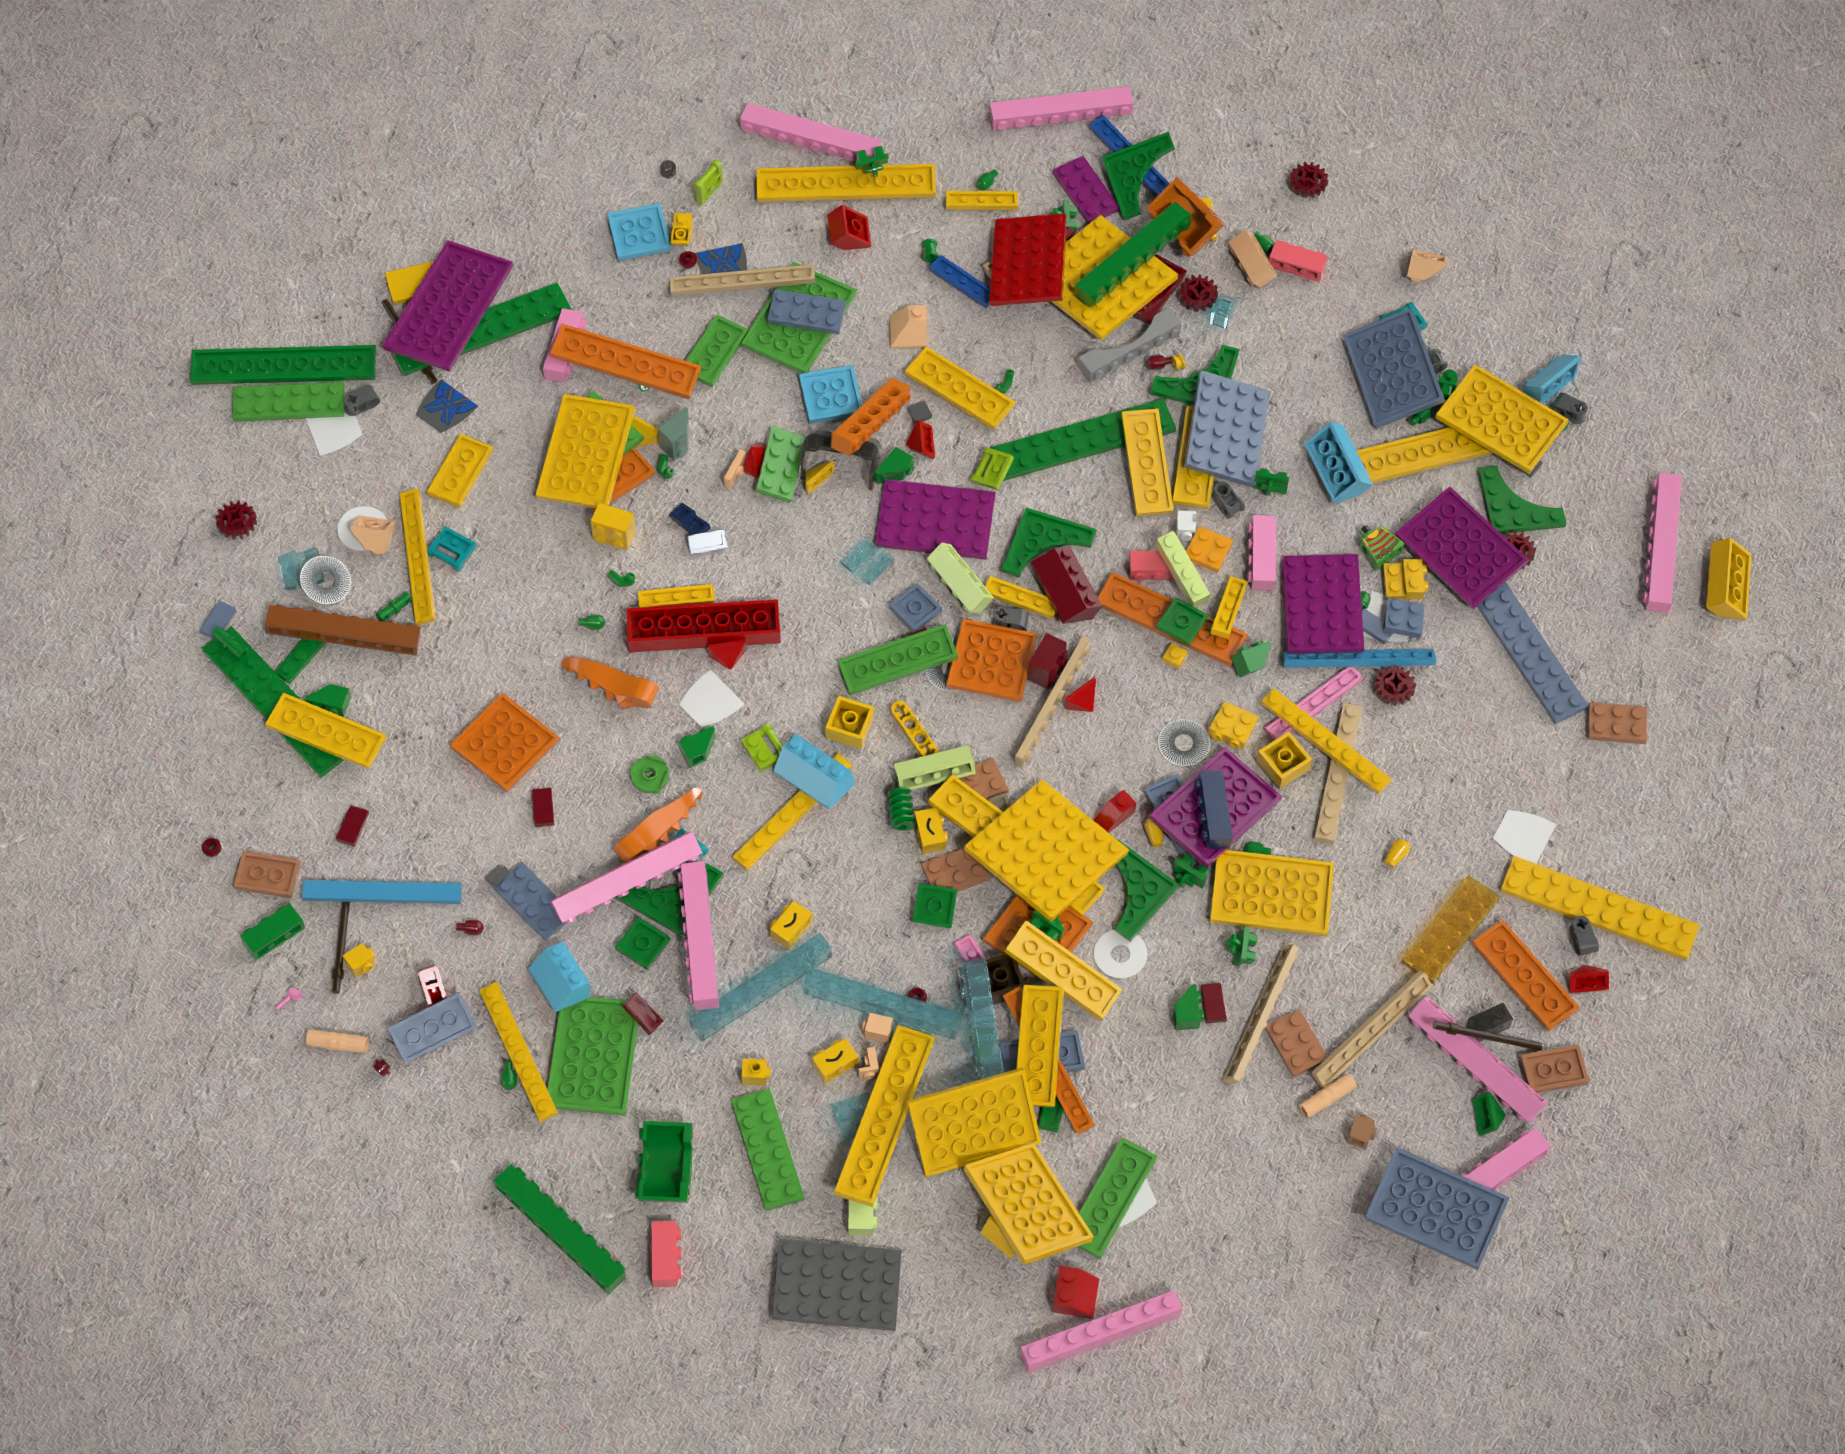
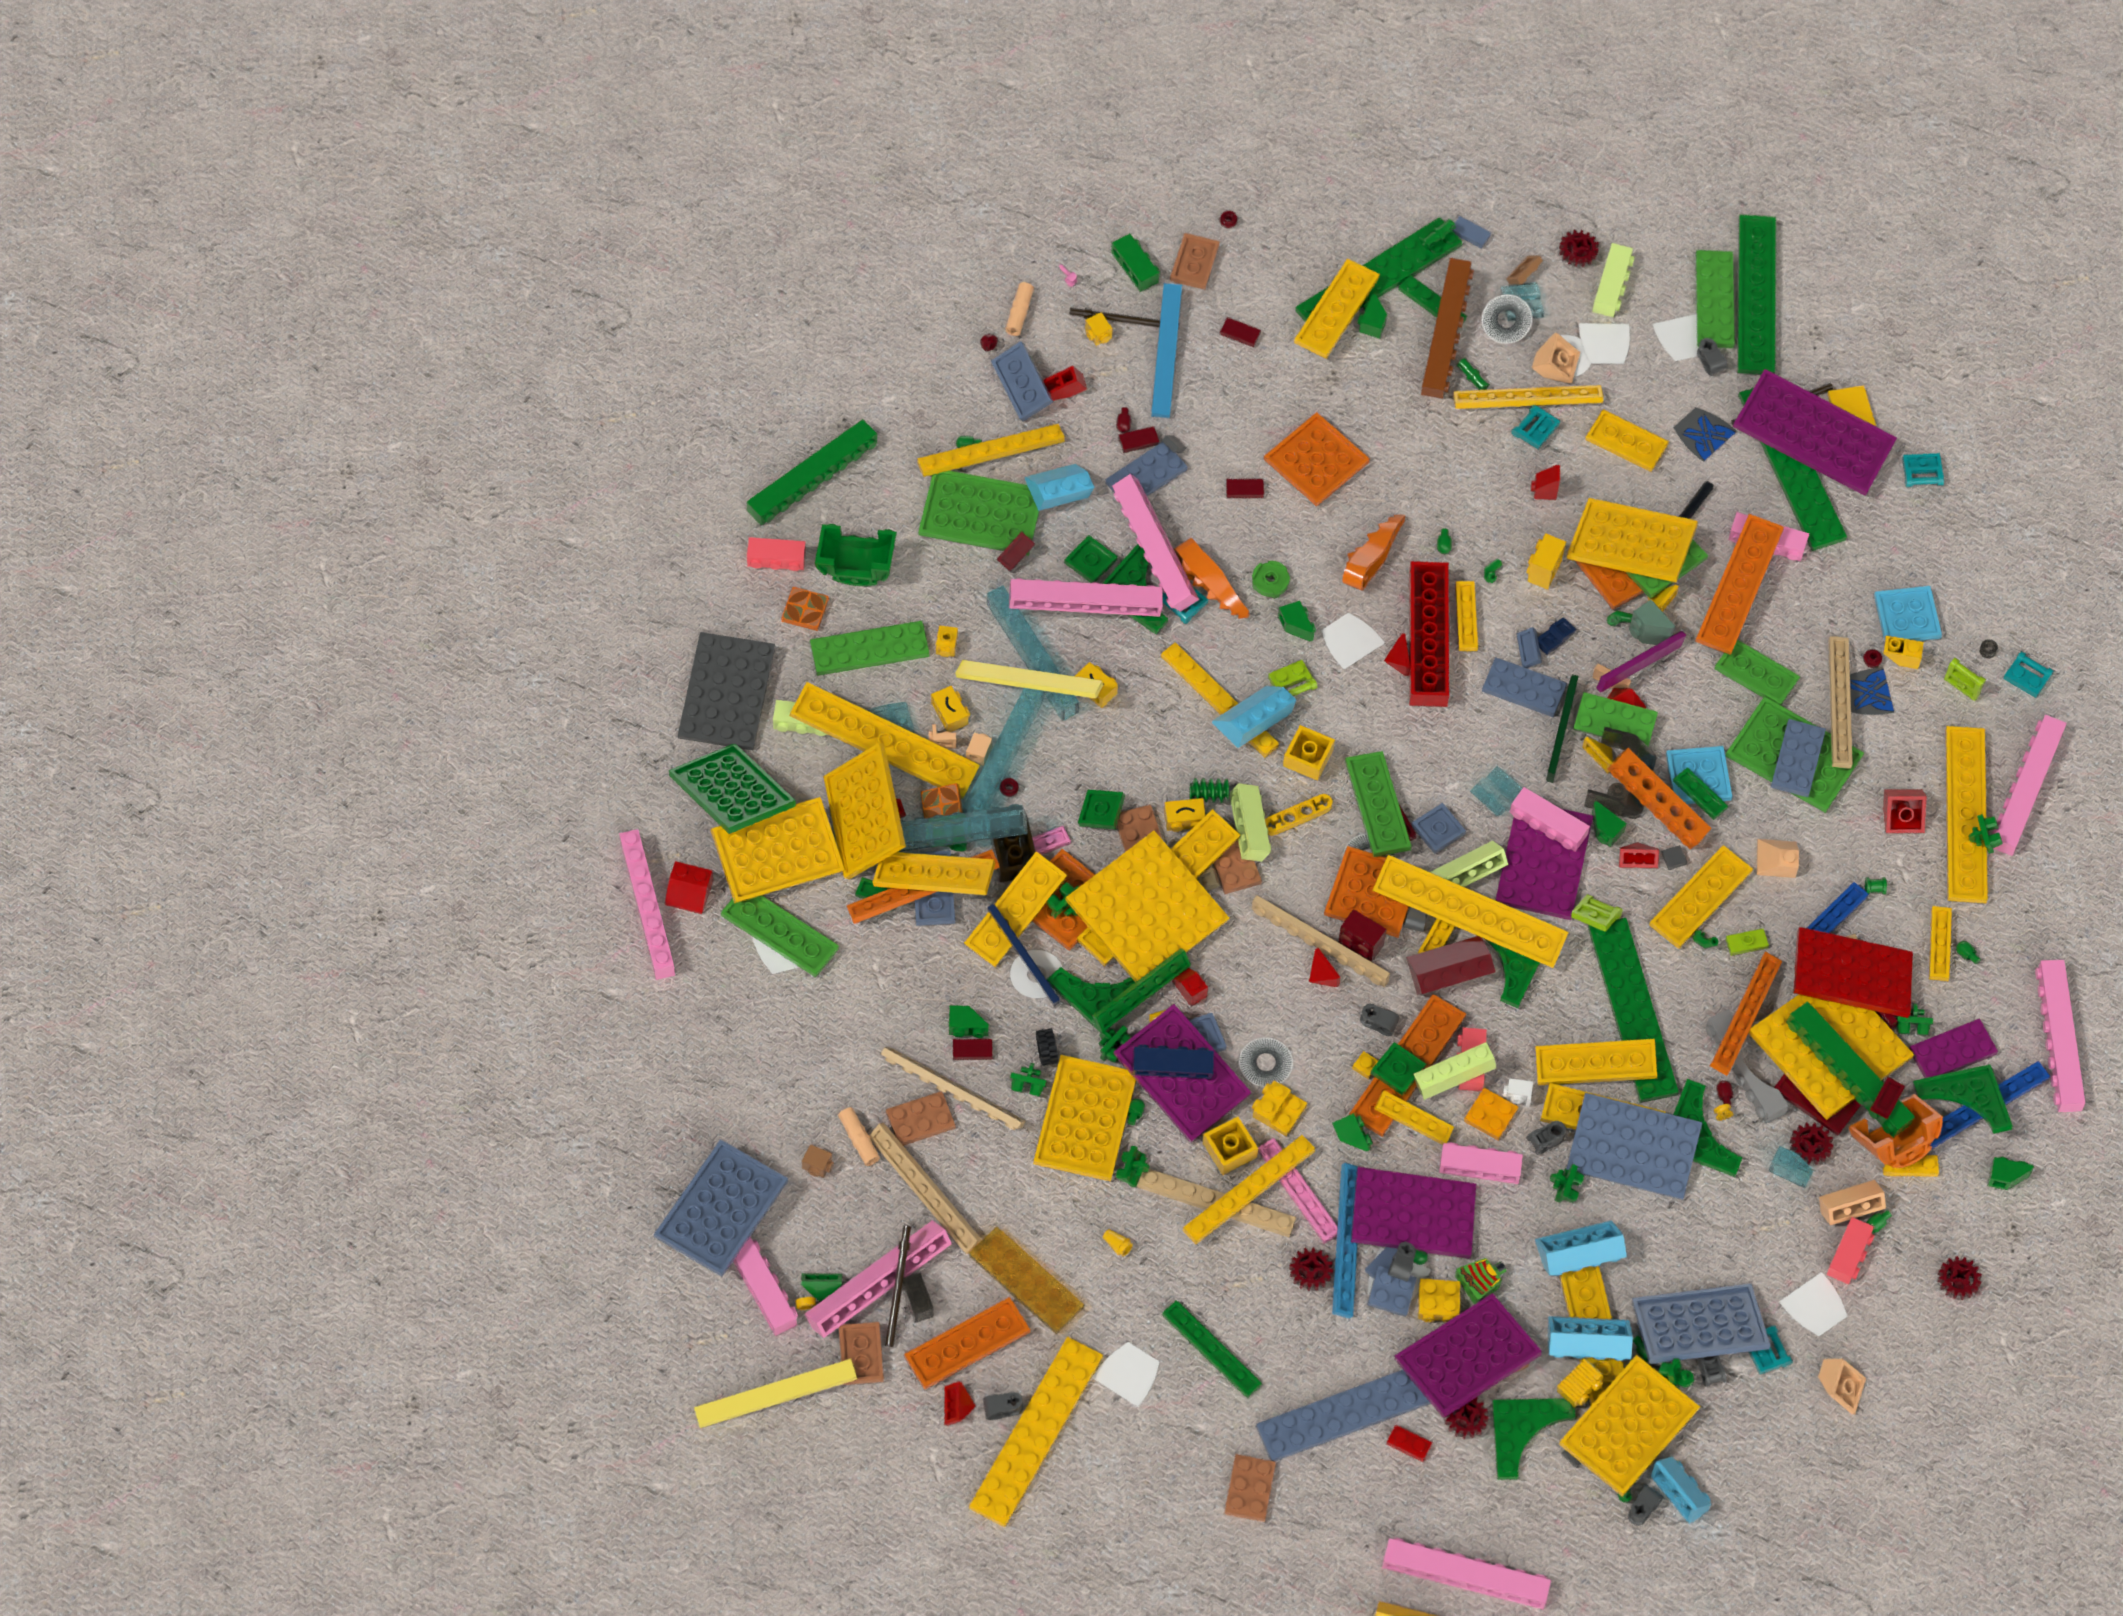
camera: 95 degrees right, 0 degrees up
(264, 567) = (1524, 269): none -> medium nougat plate
(273, 488) = (1612, 280): none -> yellowish green brick
(344, 495) = (1605, 342): none -> white sticker
(471, 223) = (1922, 465): none -> teal plate
(491, 912) = (1138, 439): none -> dark red tile
(522, 531) = (1546, 483): none -> red slope
(529, 409) = (1697, 500): none -> black axle
(697, 140) = (2026, 679): none -> teal plate
(723, 442) = (1641, 661): none -> magenta tile
(726, 1219) = (805, 608): none -> tile
(749, 545) = (1524, 687): none -> sand blue plate
(794, 508) = (1562, 728): none -> dark green tile
(801, 980) = (1029, 679): none -> light yellow tile
(854, 389) = (1700, 793): none -> green tile
(901, 509) = (1549, 819): none -> bright pink brick
(950, 1055) = (941, 801): none -> tile
(966, 1253) = (732, 788): none -> green plate
(1000, 351) = (1747, 942): none -> lime plate
(1012, 568) = (1470, 911): none -> yellow plate
(1083, 341) = (1745, 1013): none -> orange plate
(1112, 958) = (1023, 954): none -> dark blue tile
(1128, 646) = (1382, 1020): none -> dark grey piece
(1134, 848) = (1141, 990): none -> green tile
(1162, 220) = (1887, 1098): none -> dark red tile
(1203, 147) = (2007, 1173): none -> green slope
(1207, 929) = (1046, 1047): none -> black tyre
(1309, 843) = (1134, 1166): none -> green hips
(1350, 289) = (1815, 1305): none -> white sticker
(1382, 605) = (1402, 1262): none -> dark grey piece
(1424, 452) = (1589, 1338): none -> medium azure slope
(1470, 457) = (1580, 1383): none -> yellow brick
(1487, 765) = (1211, 1349): none -> green tile
(1513, 1125) = (805, 1303): none -> yellow tile
(1547, 597) = (1409, 1443): none -> red plate
(1613, 1142) = (775, 1393): none -> light yellow tile

